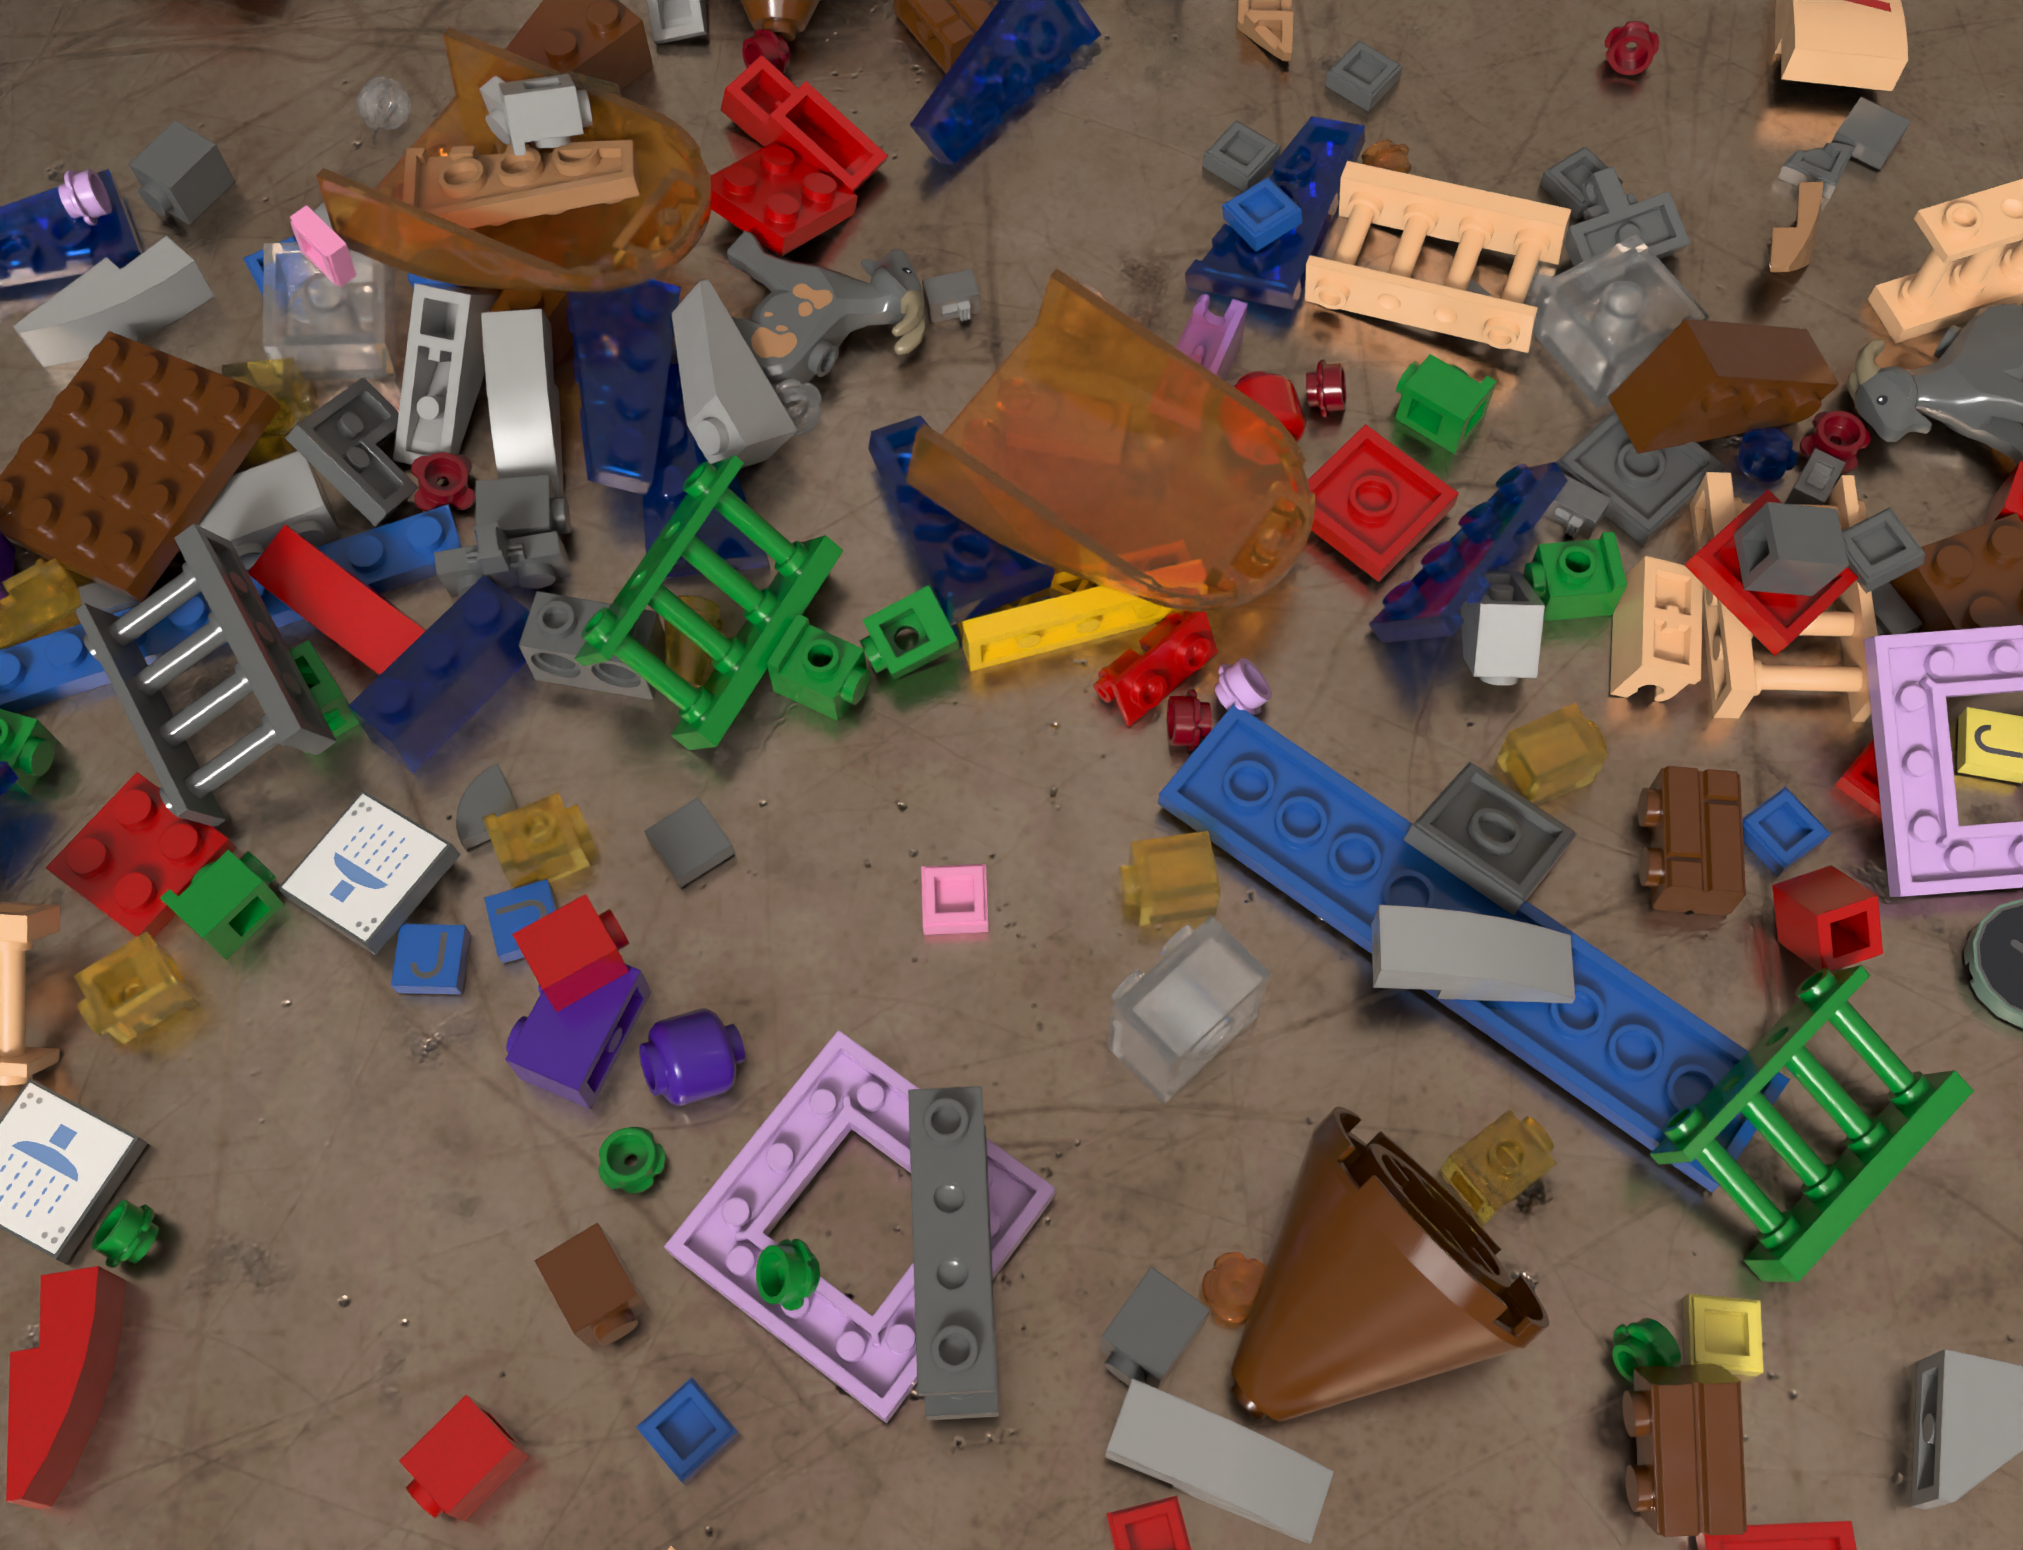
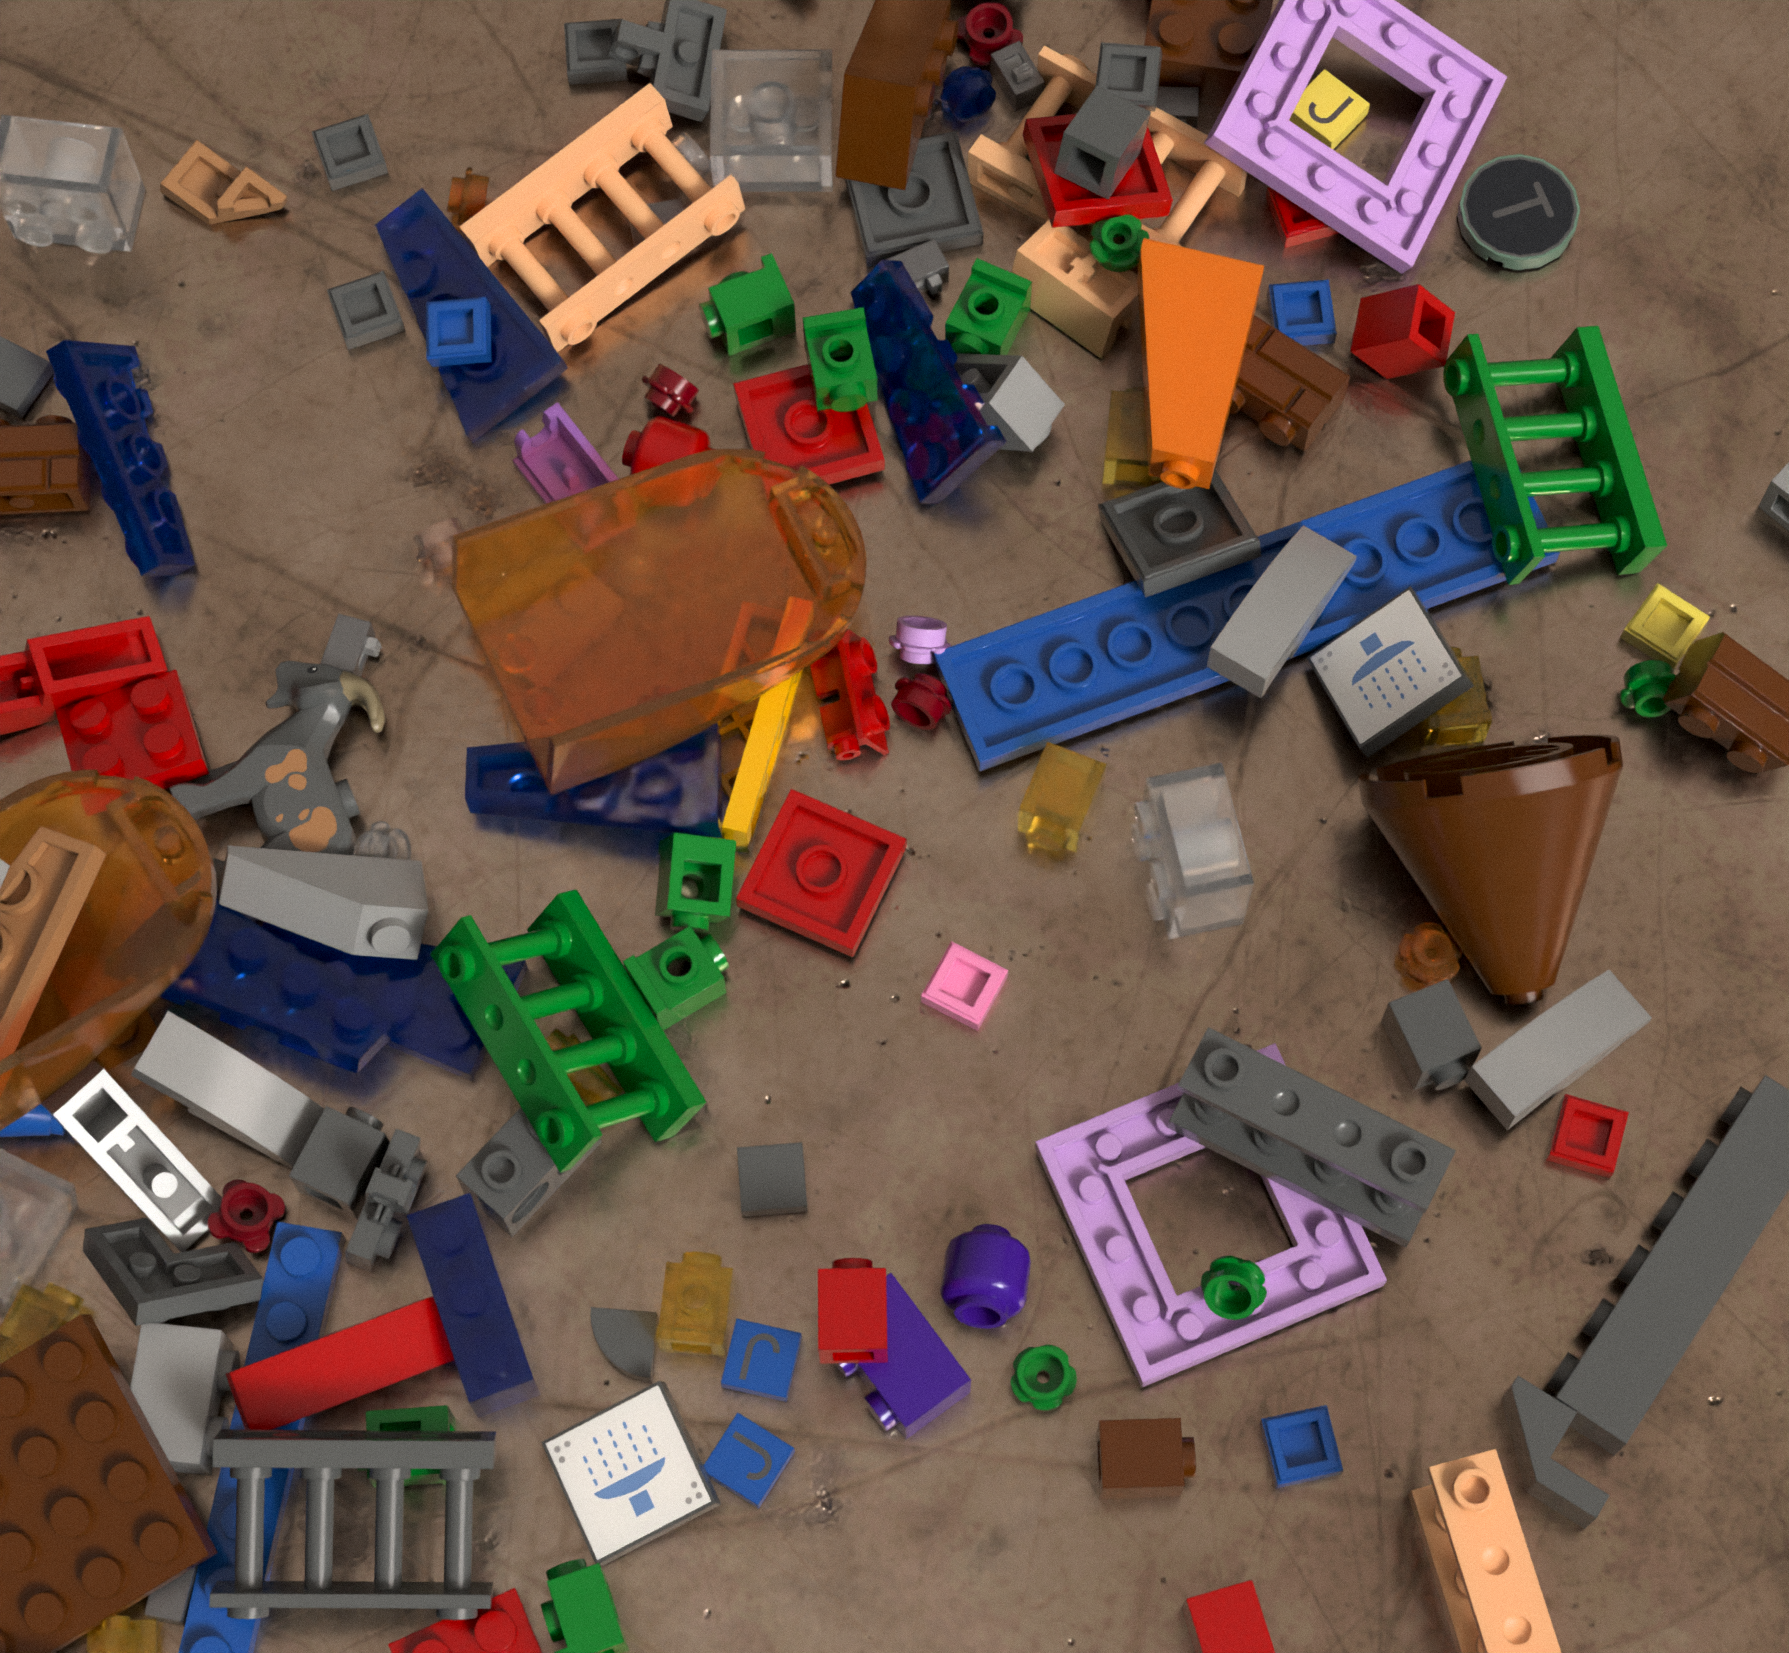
camera: 60 degrees left, 5 degrees up
(982, 729) = (821, 872): none -> red plate
(1440, 480) = (840, 360): none -> green brick
(1482, 1090) = (1389, 672): none -> white tile
(1656, 741) = (1192, 346): none -> orange slope
(1711, 641) = (1117, 256): none -> green plate

